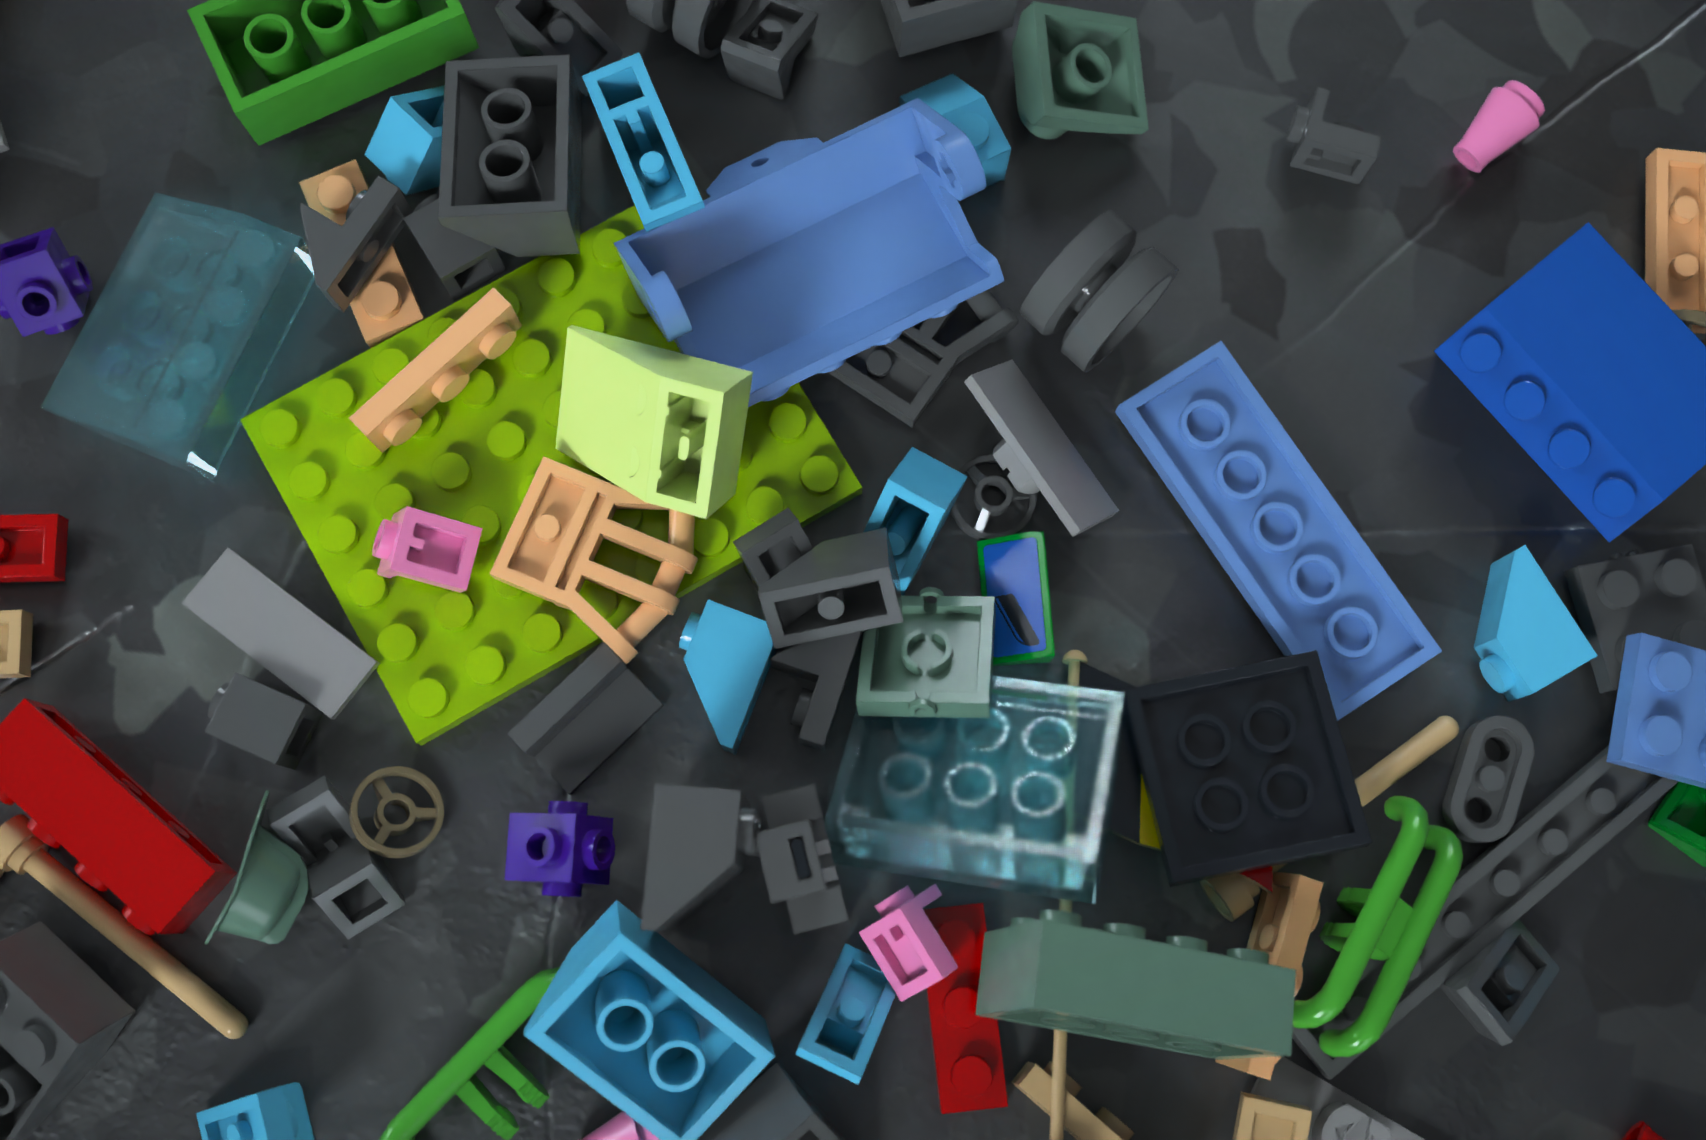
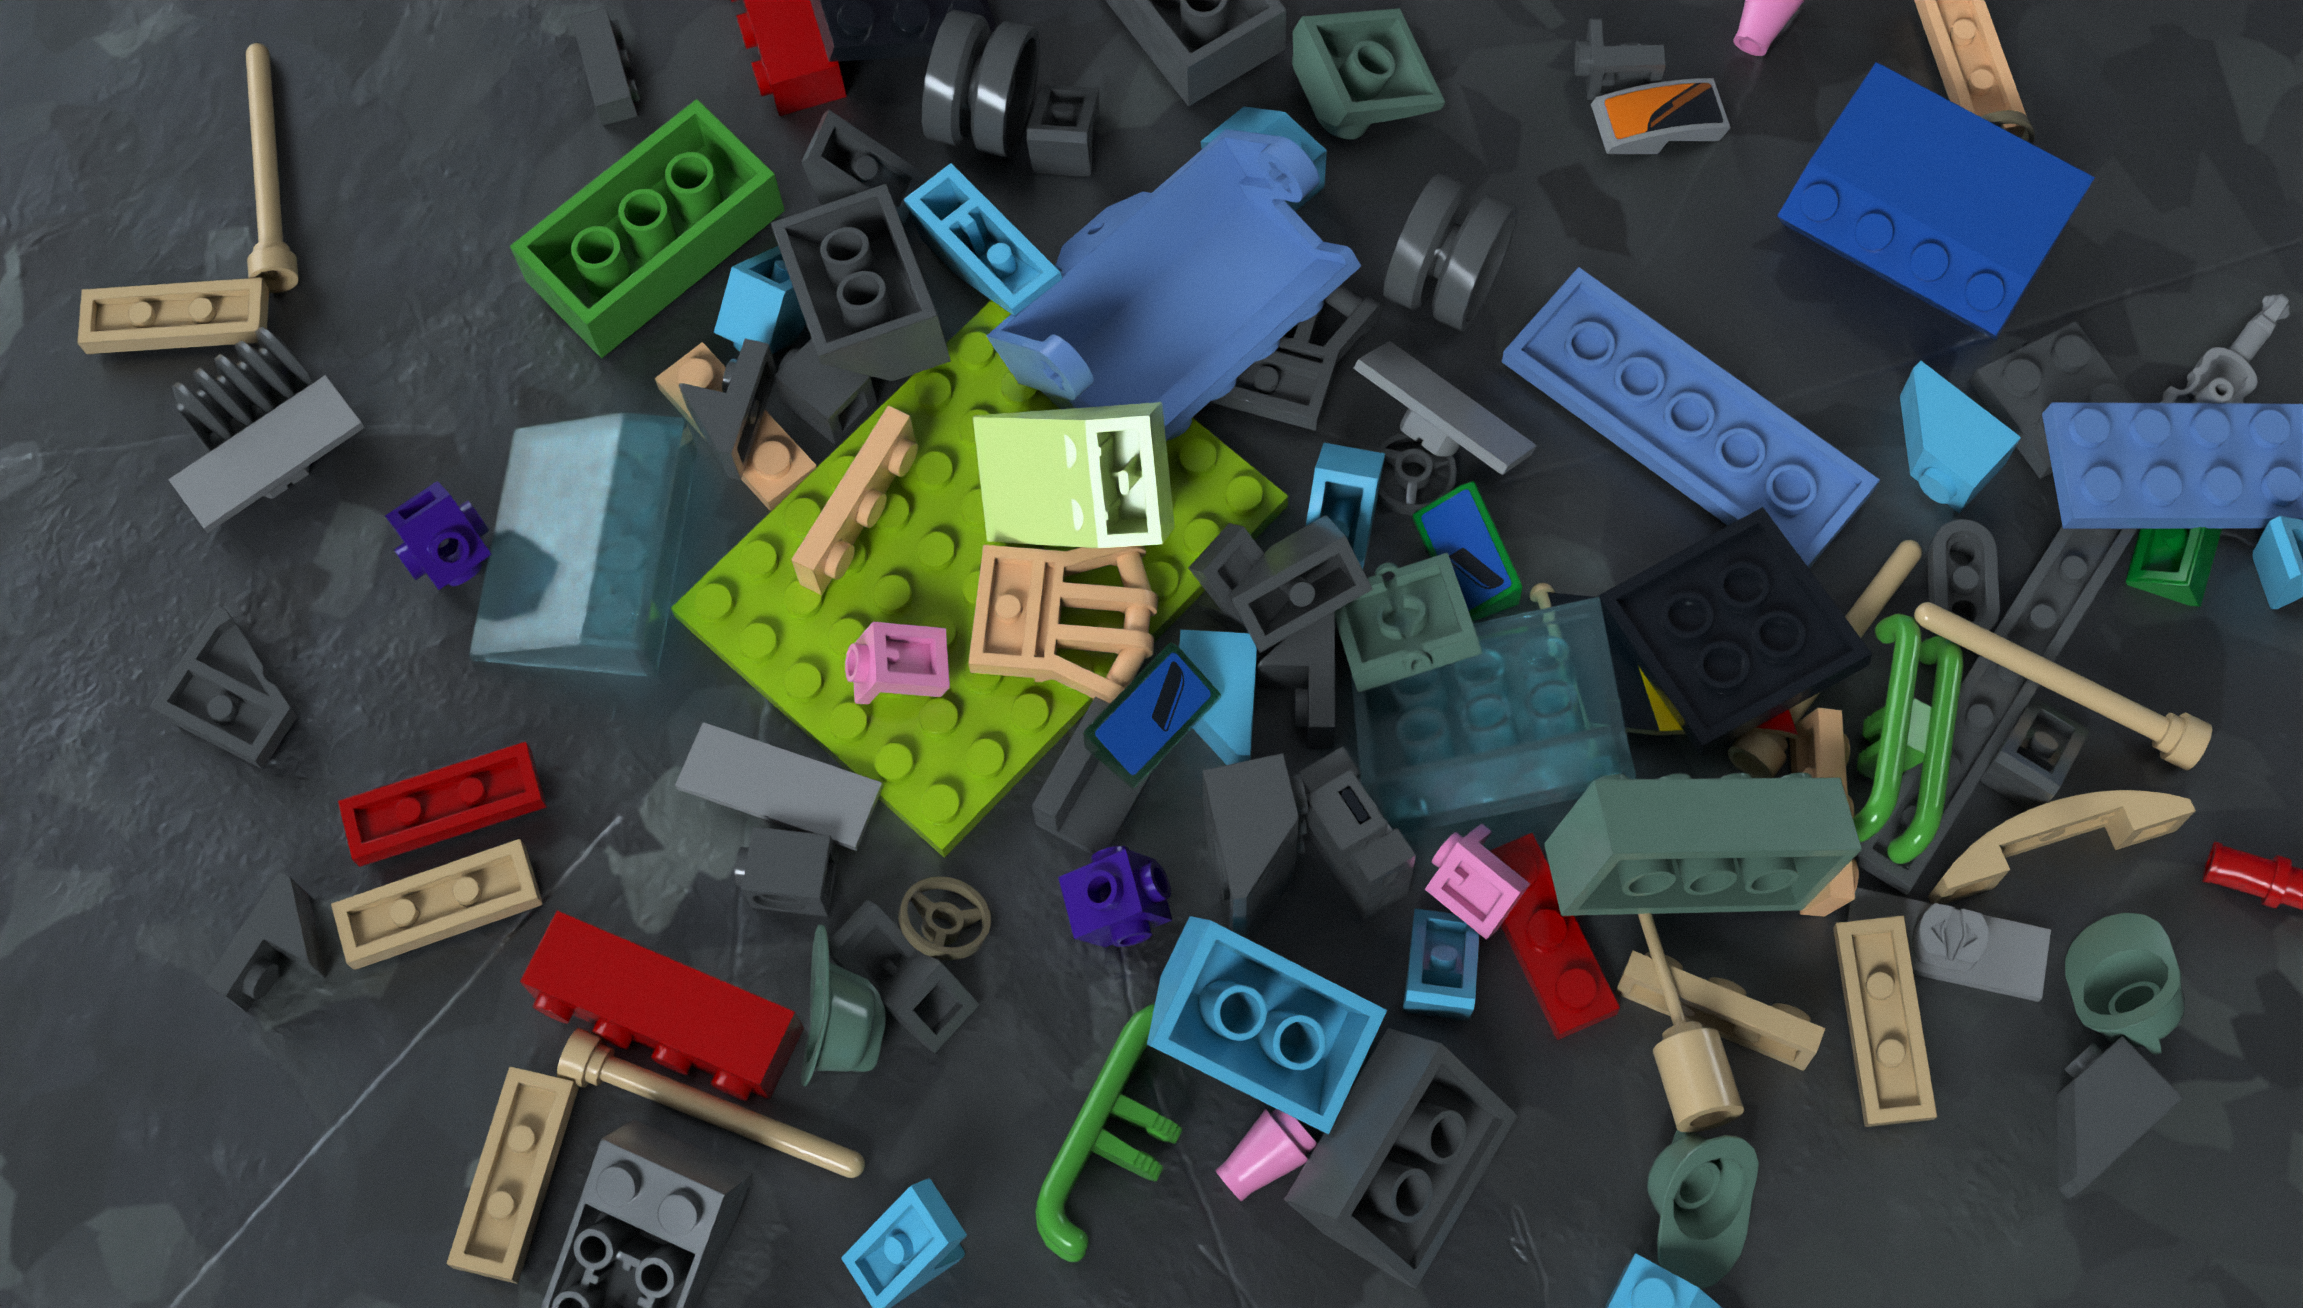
camera: 10 degrees left, 10 degrees down
(646, 683) = (1150, 715): none -> slope
(1351, 203) = (1659, 112): none -> slope
(1409, 1076) = (2125, 814): none -> tan slope
(1643, 1004) = (2178, 738): none -> tan piece

